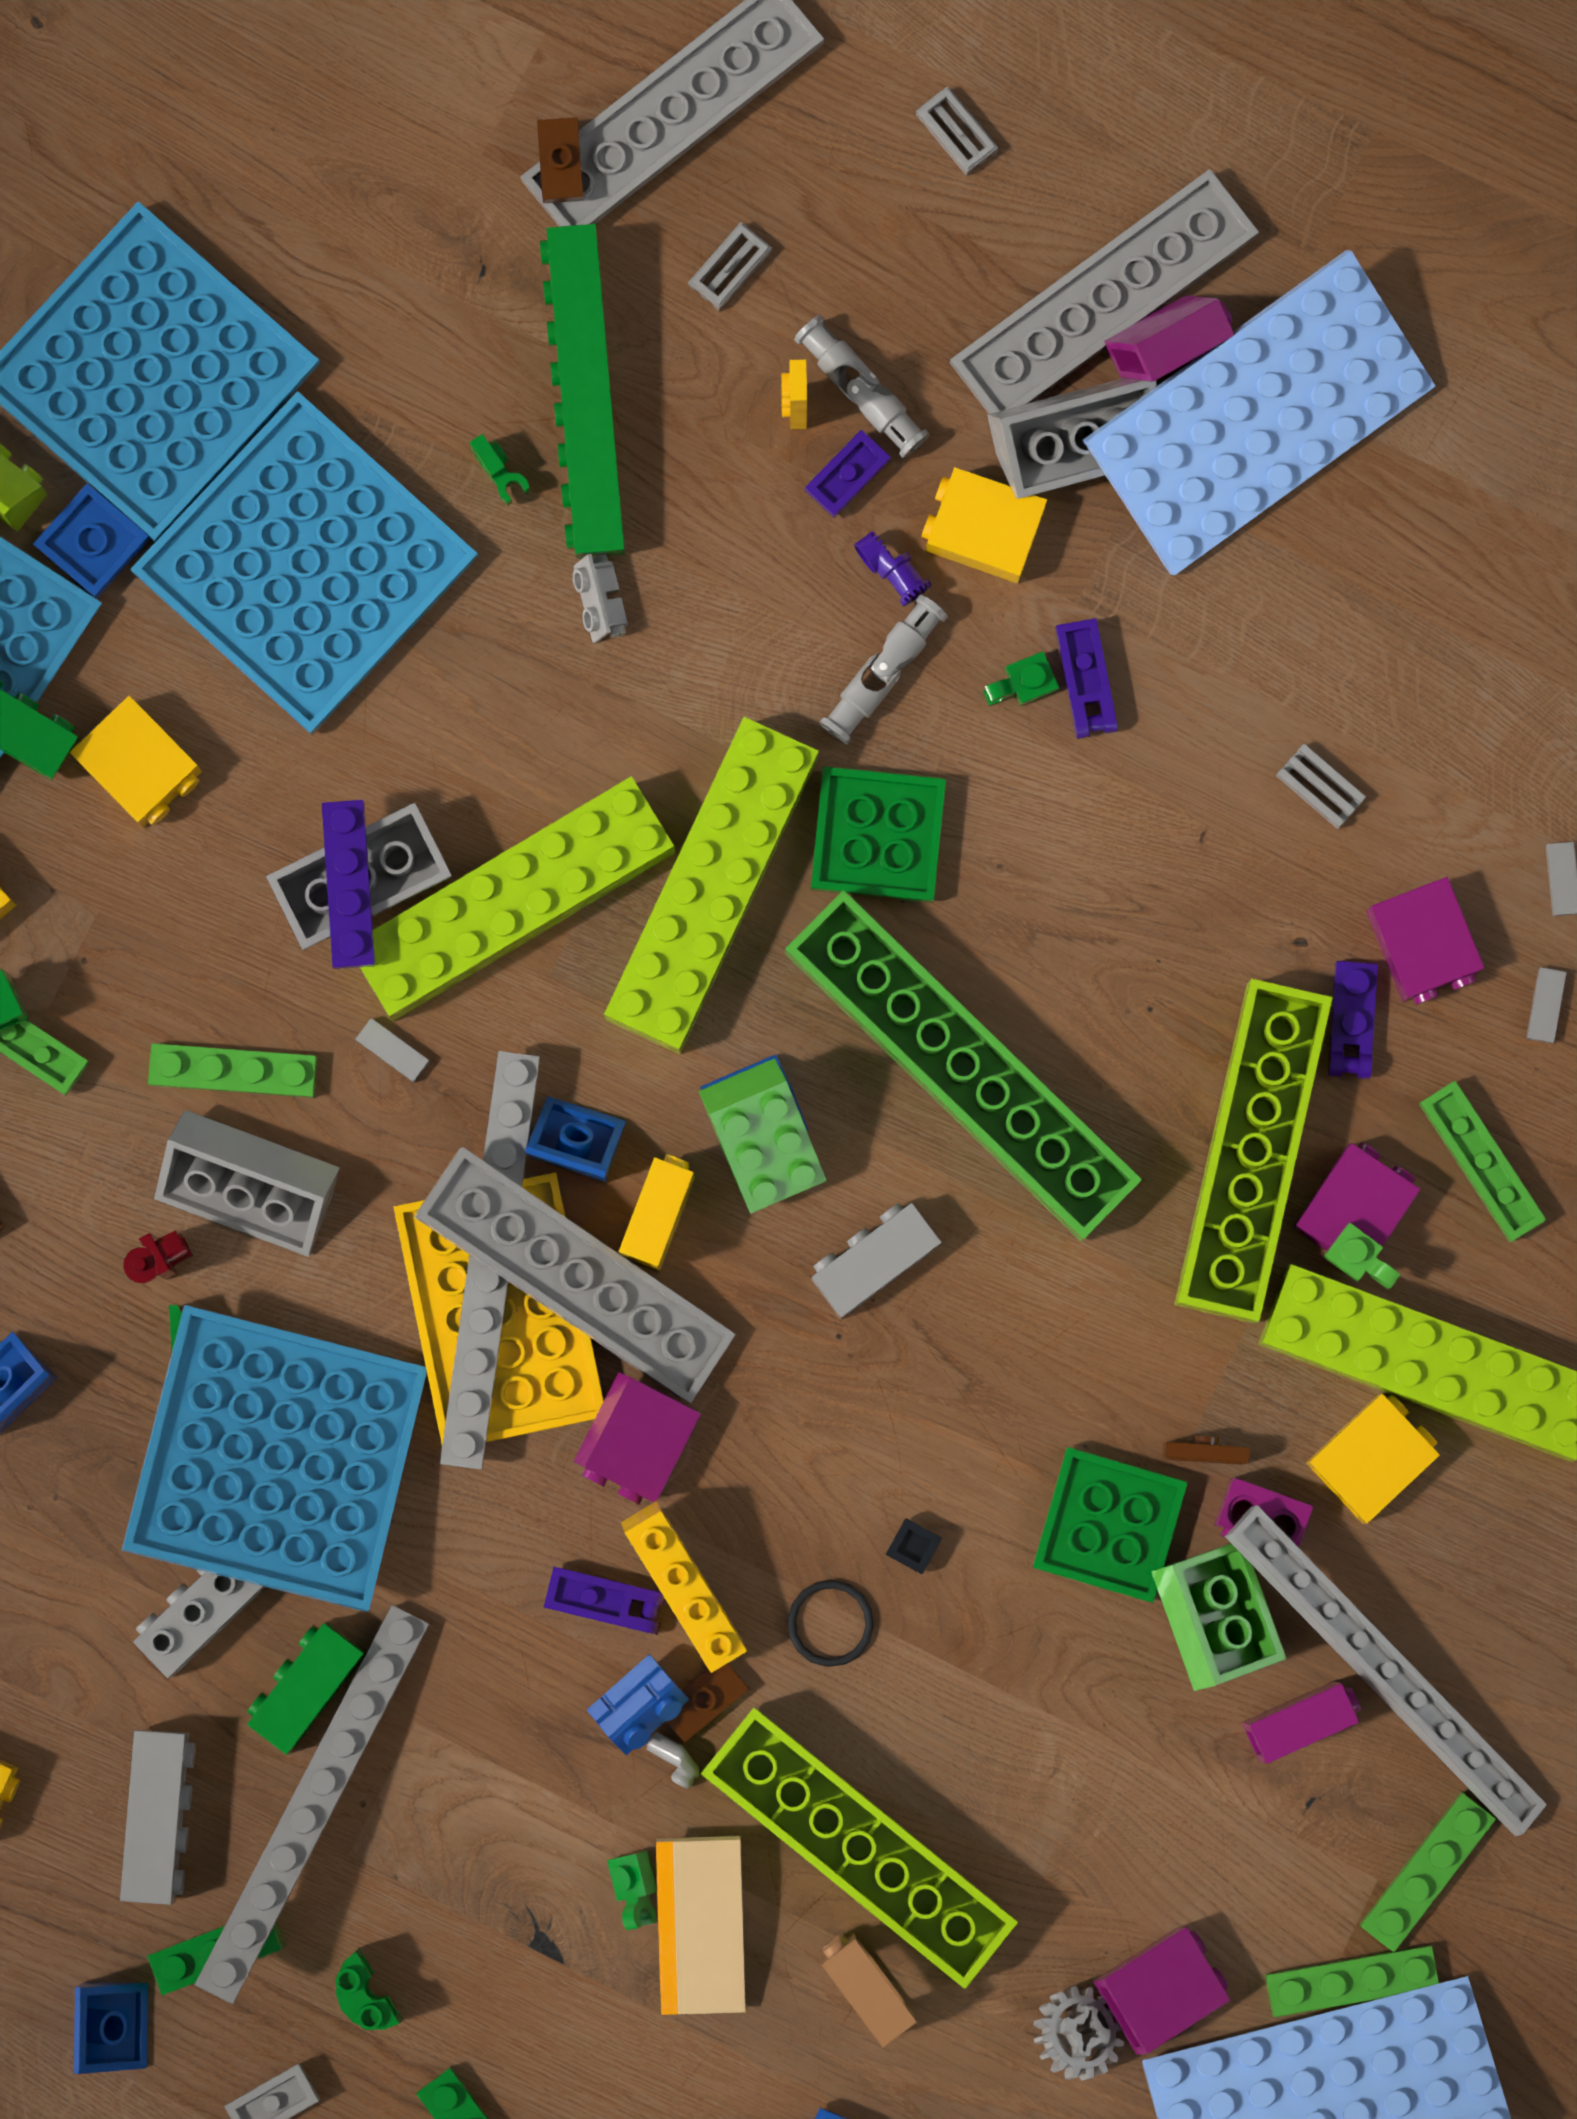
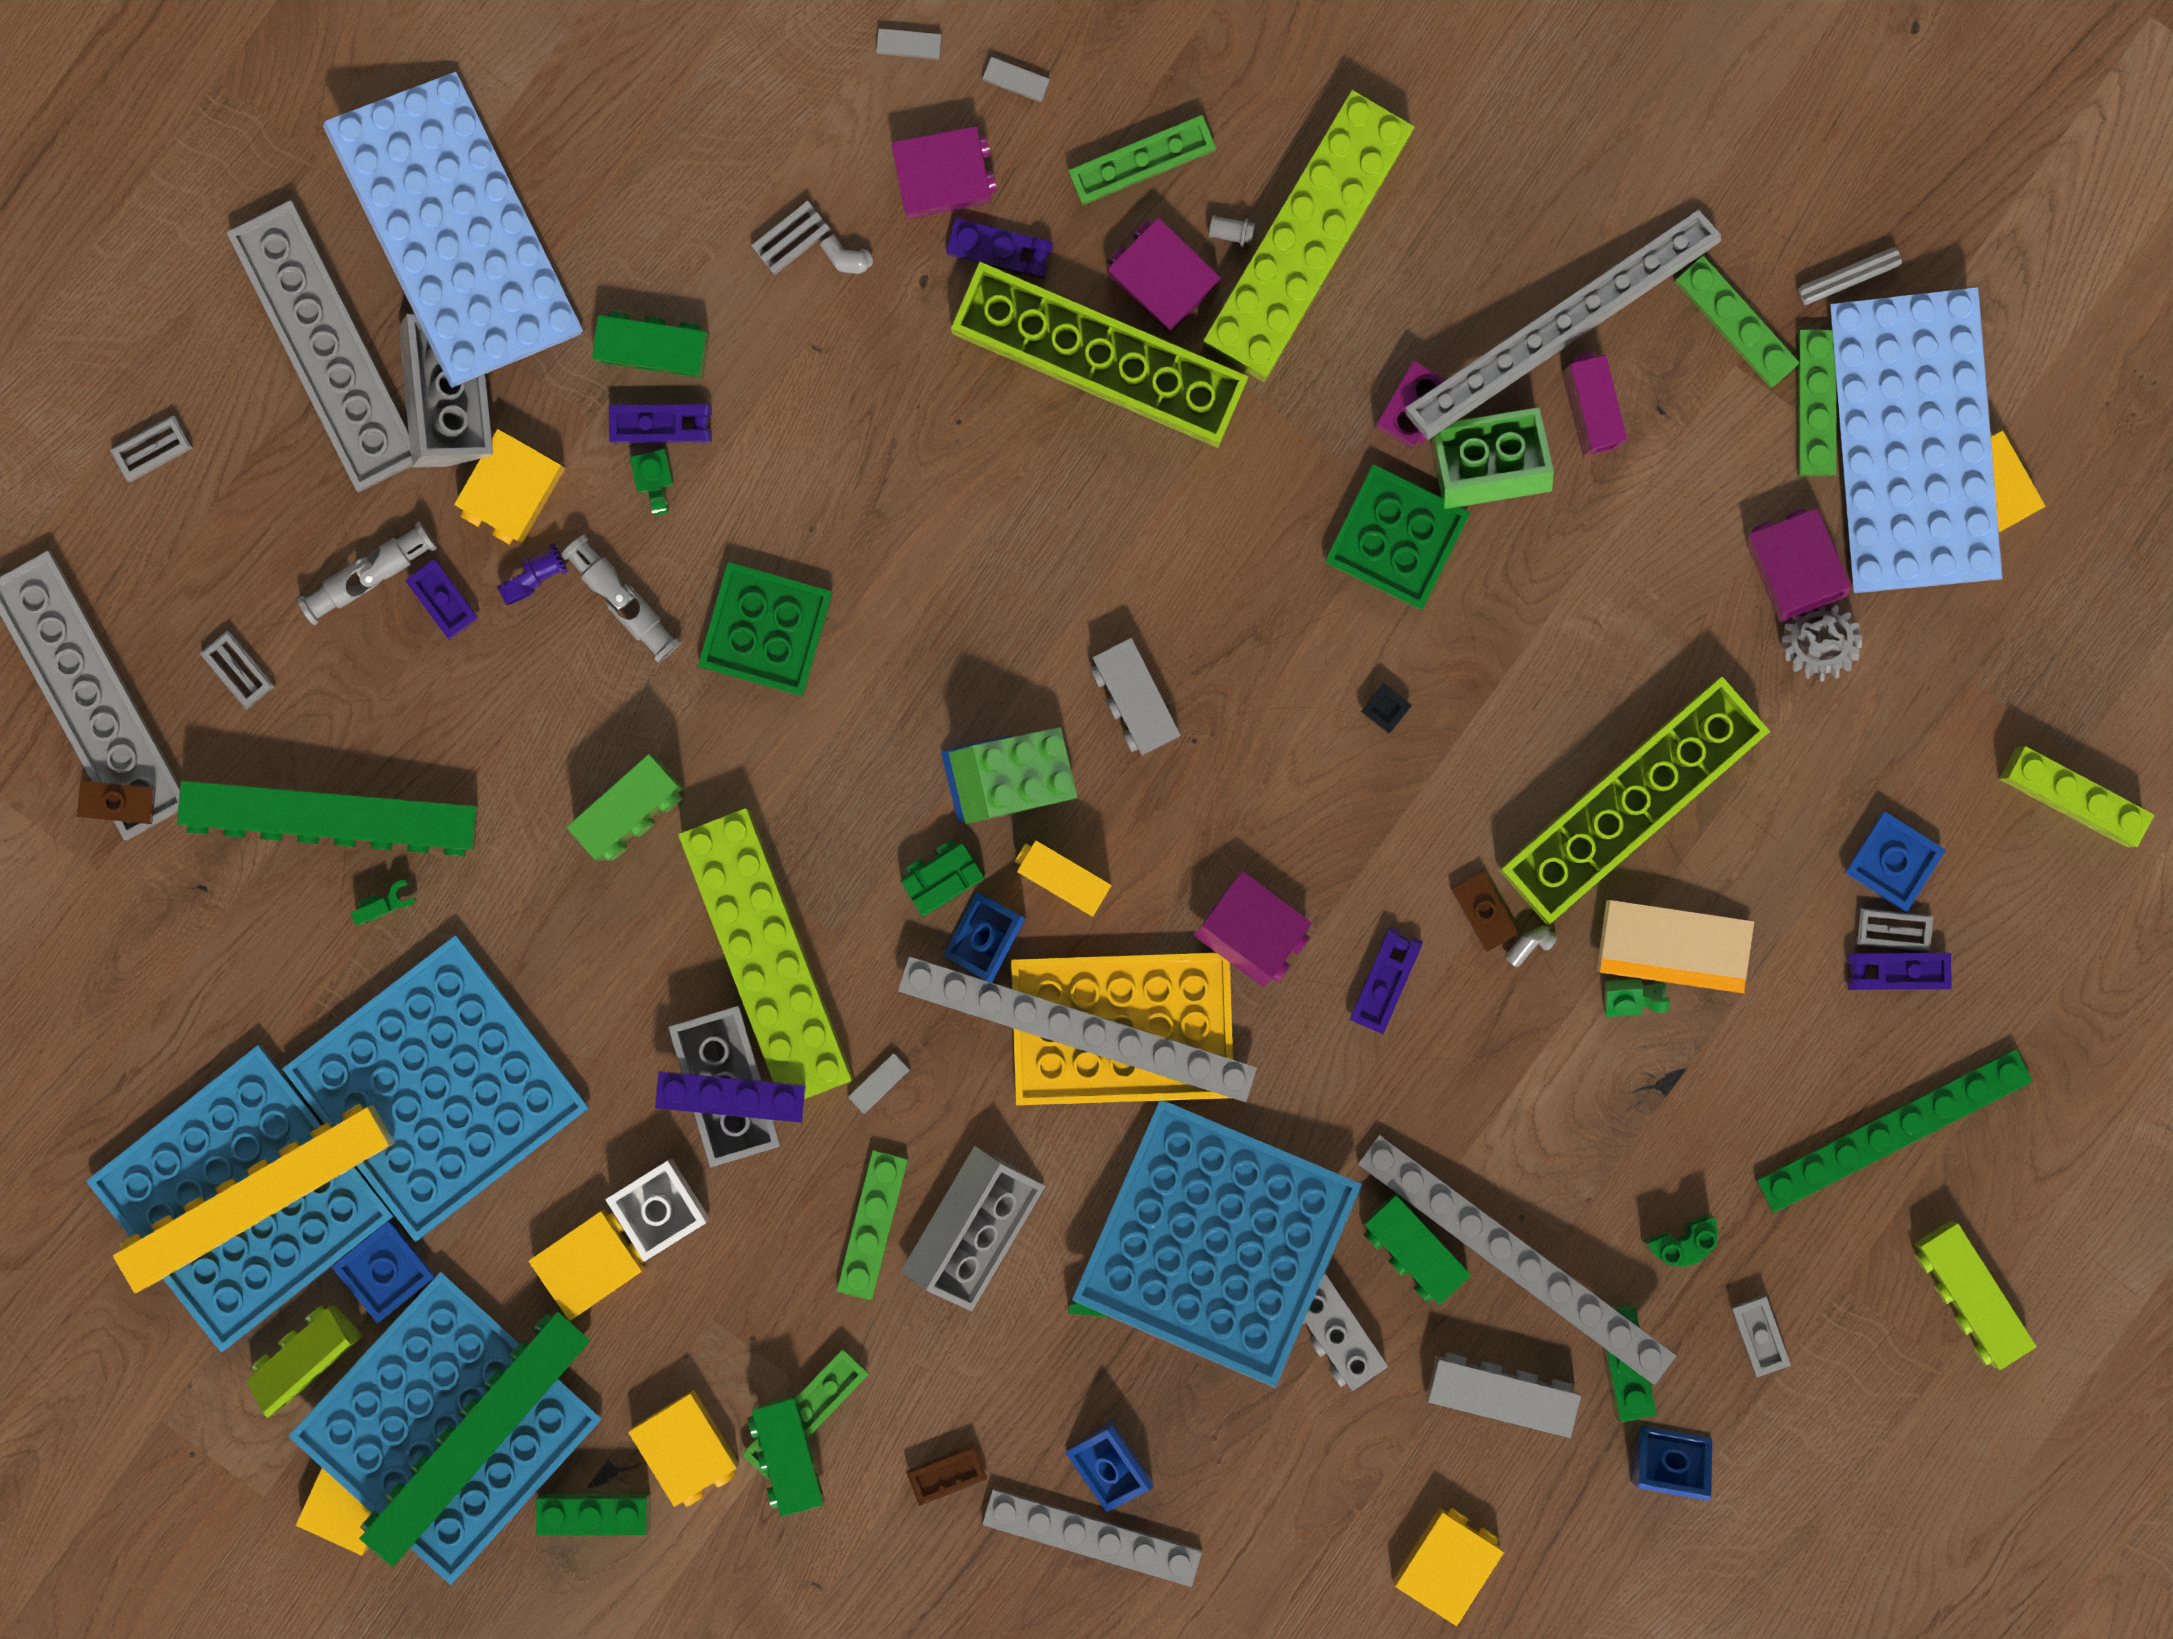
camera: 80 degrees left, 5 degrees up
(148, 384) = (253, 1198): none -> yellow brick
(157, 1258) = (1025, 1317): dark red hips -> none
(210, 828) = (658, 1209): none -> white brick
(574, 1275) = (1104, 958): light grey plate -> none
(593, 580) = (497, 838): light grey hinge -> none
(634, 1078) = (941, 878): none -> green brick
(638, 1705) = (1481, 967): blue brick -> none
(649, 715) = (627, 809): none -> bright green brick
(683, 1586) = (1387, 911): yellow brick -> none
(711, 885) = (784, 781): lime brick -> none
(795, 394) = (365, 631): yellow plate -> none
(867, 1988) = (1754, 814): medium nougat window -> none
(868, 1617) = (1405, 791): black piece -> none
(962, 1066) = (981, 592): bright green brick -> none
(1170, 337) = (373, 294): magenta brick -> none
(1172, 652) = (650, 345): none -> green brick
(1206, 1450) = (1348, 443): reddish brown plate -> none
(1307, 851) = (846, 260): none -> light grey arm
(1357, 1254) = (1205, 282): bright green plate -> none
(1374, 1457) = (1379, 300): yellow brick -> none
(1422, 1277) = (1232, 230): none -> light grey pin
(1504, 1993) = (1849, 275): none -> light grey axle

